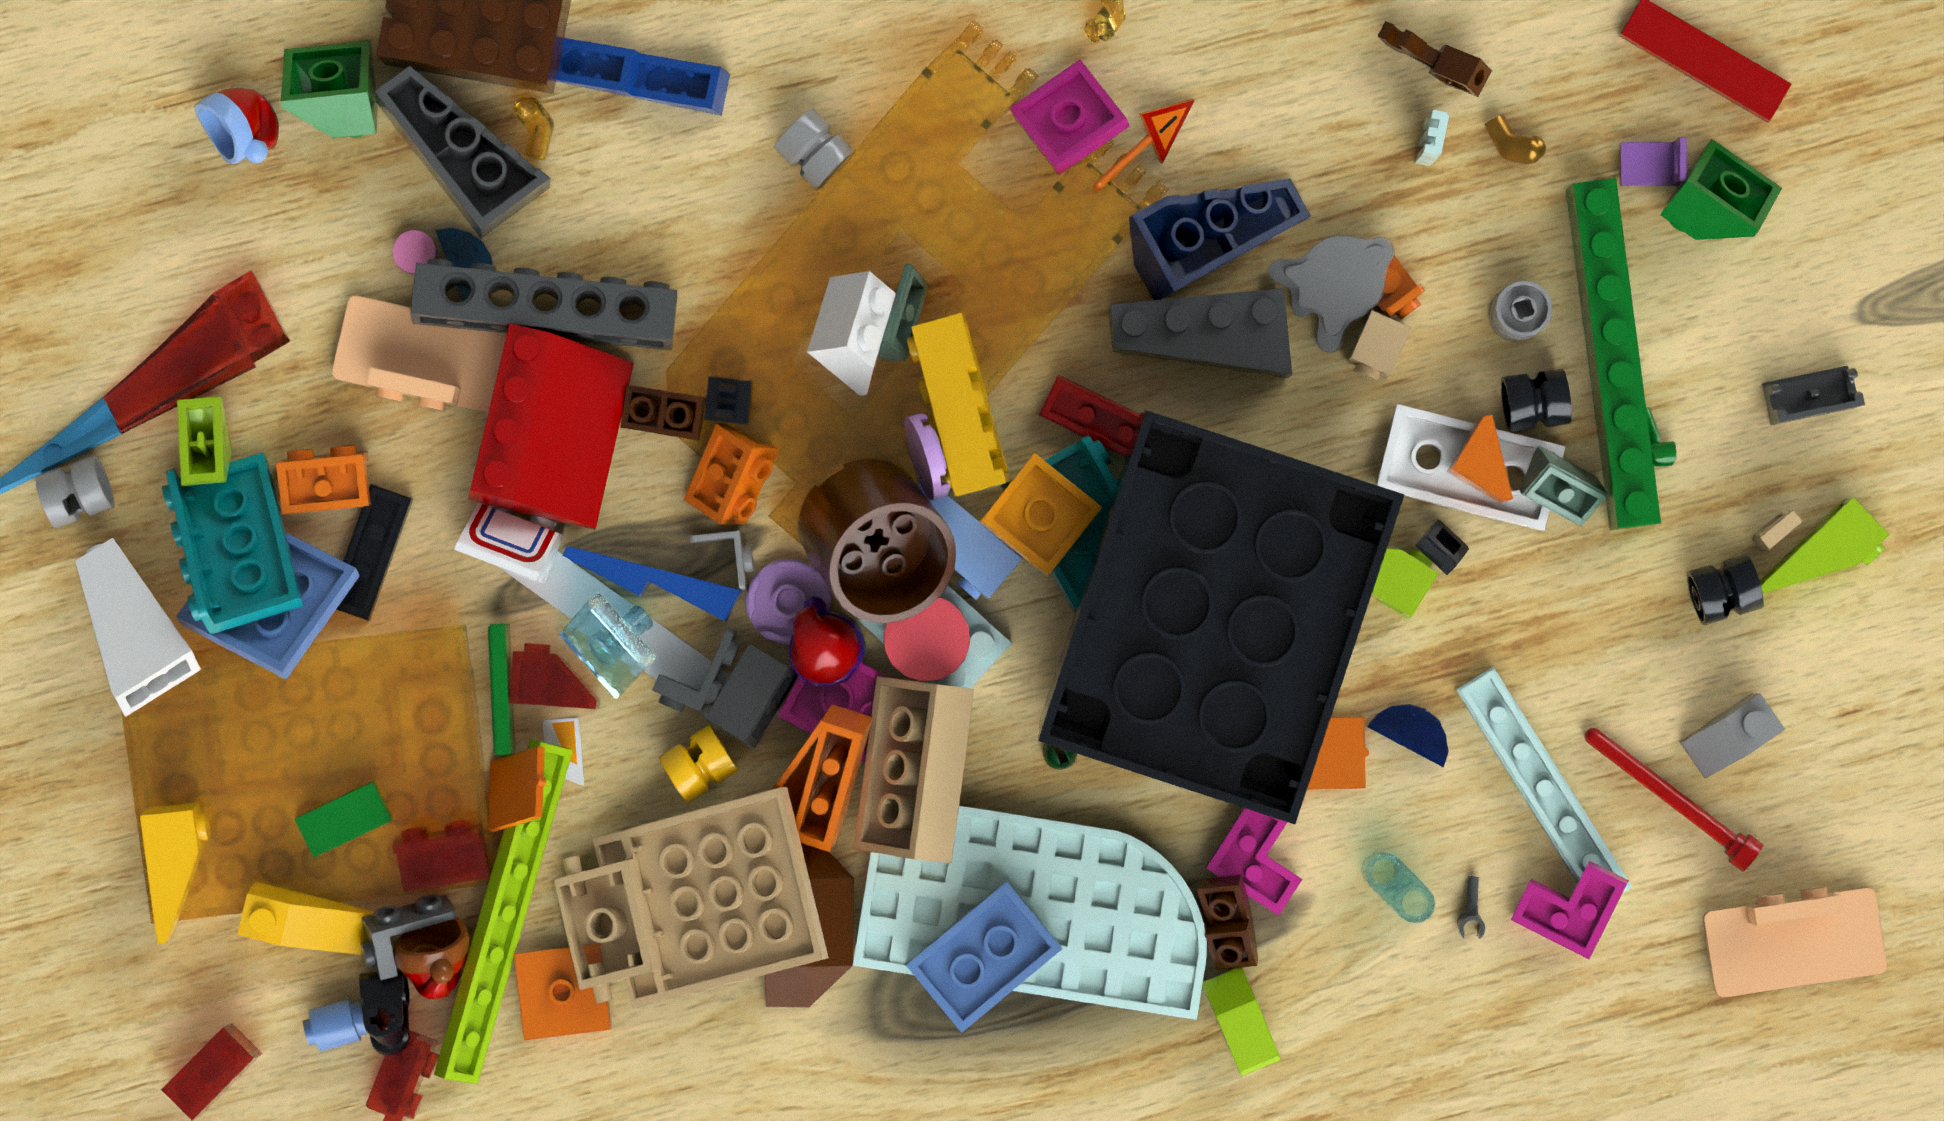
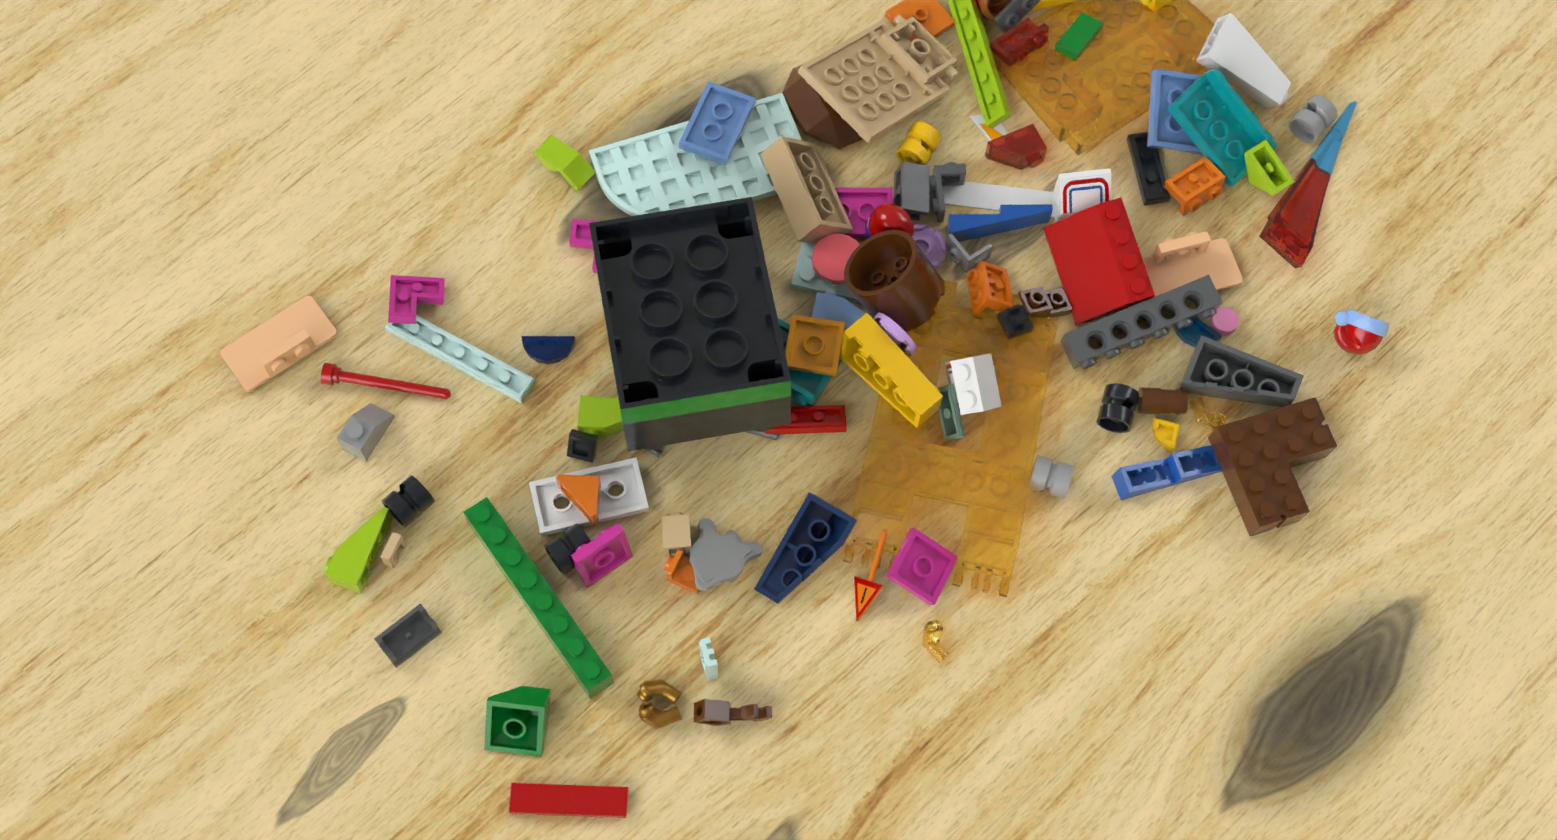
camera: 150 degrees right, 20 degrees down
(332, 88) = (1327, 375): green slope -> none
(500, 681) = (1026, 116): green tile -> none
(516, 789) = (1003, 87): orange piece -> none
(586, 177) = (1162, 401): none -> reddish brown piece
(607, 133) = (1165, 433): none -> yellow tile
(610, 643) = (999, 179): clear light blue tile -> none
(658, 198) = (1117, 408): none -> black wheel
(824, 775) = (850, 163): orange wedge -> none
(1215, 330) = (775, 493): dark grey wedge -> none
(1229, 922) = (595, 203): reddish brown slope -> none
(1341, 756) = (585, 316): orange piece -> none
(1400, 884) = (513, 266): clear light blue beam -> none
(1471, 908) = (467, 273): dark grey hand -> none
(1486, 364) = (602, 555): none -> dark pink plate
(1520, 311) = (605, 592): light grey wheel -> none
(1533, 106) = (656, 717): none -> pearl gold arm
(1562, 486) = (530, 510): sand green slope -> none
(1653, 163) = (571, 720): medium lavender bracket -> none
(1663, 452) = (482, 561): green hand -> none

